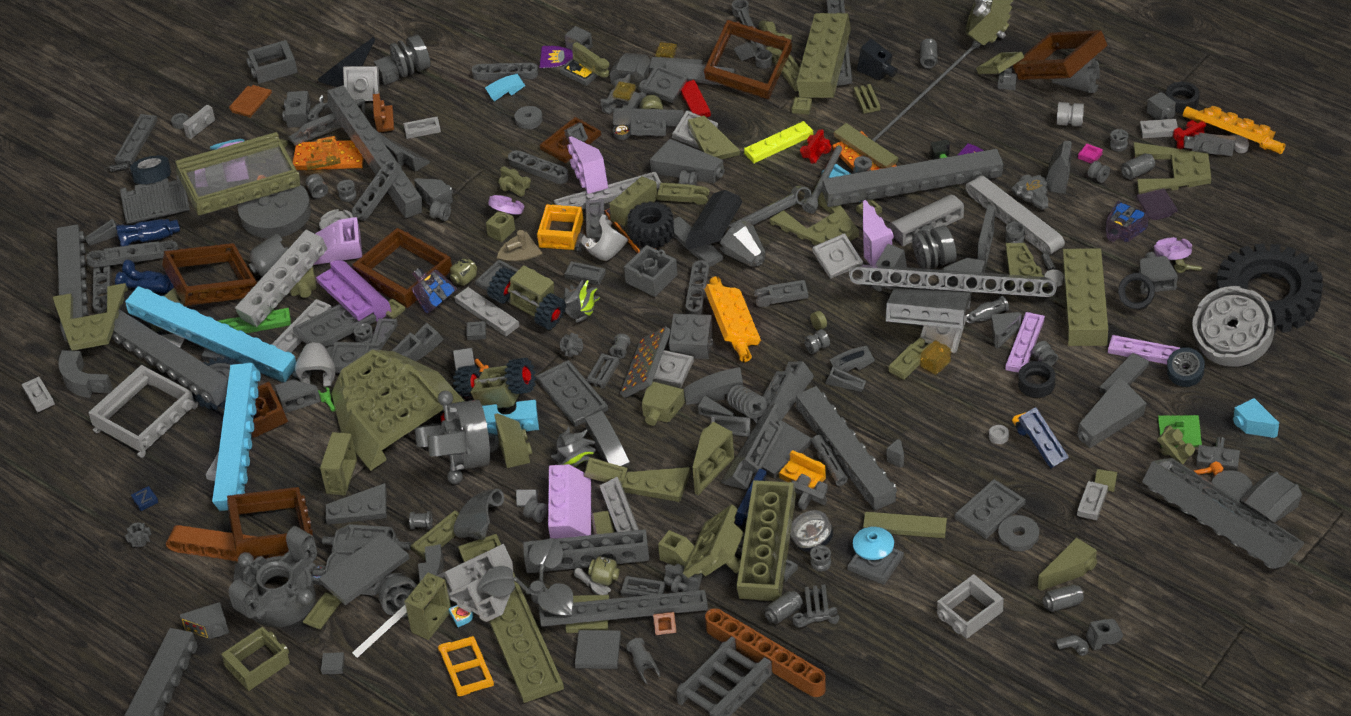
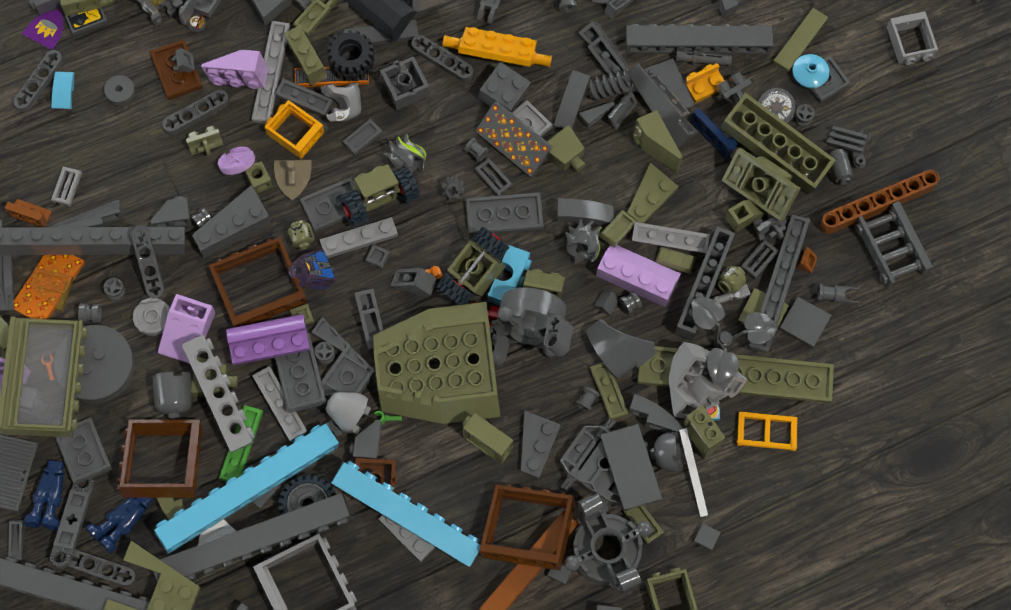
camera: 70 degrees left, 25 degrees up
(196, 233) = (84, 452): none -> dark grey tile
(447, 228) = (234, 222): none -> dark grey wedge

